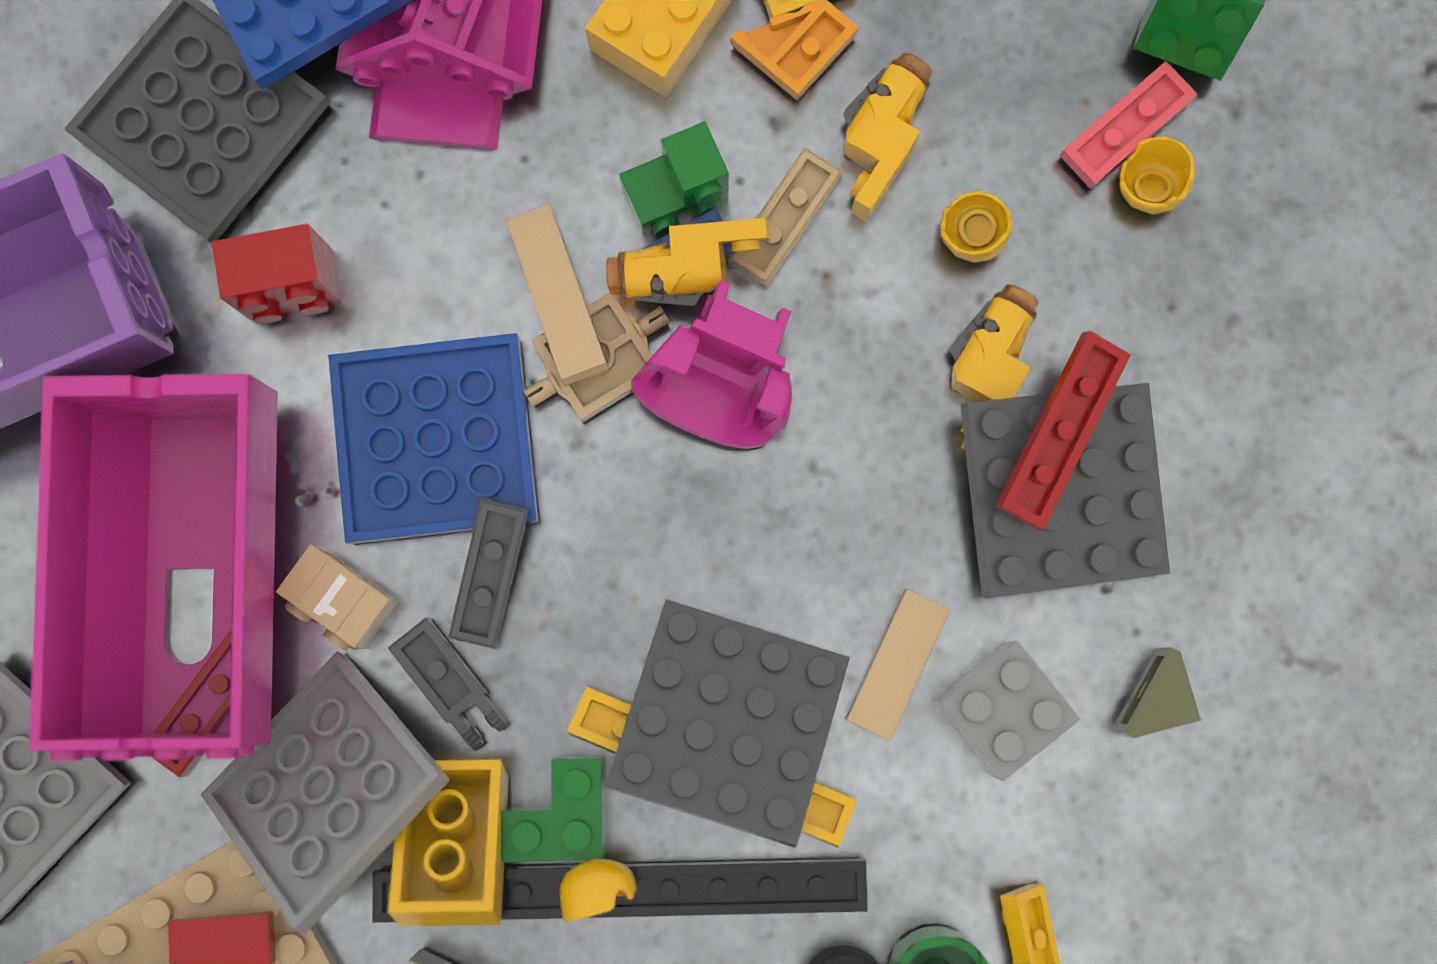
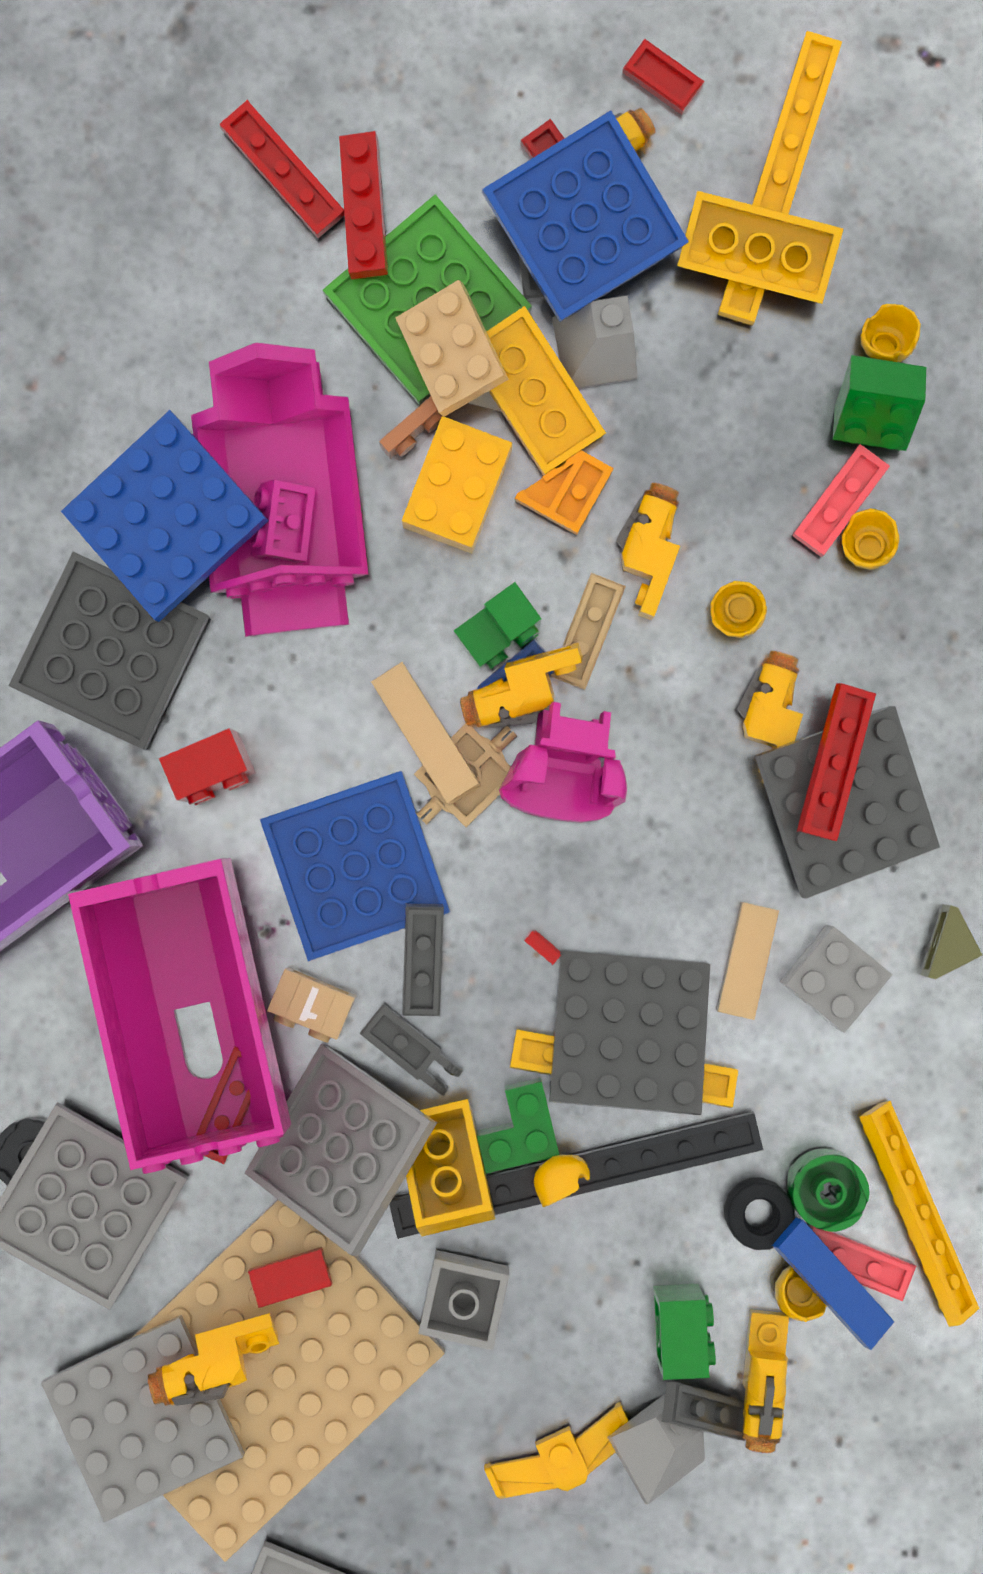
camera: 15 degrees left, 5 degrees up
(642, 588) = (542, 946): none -> red tile

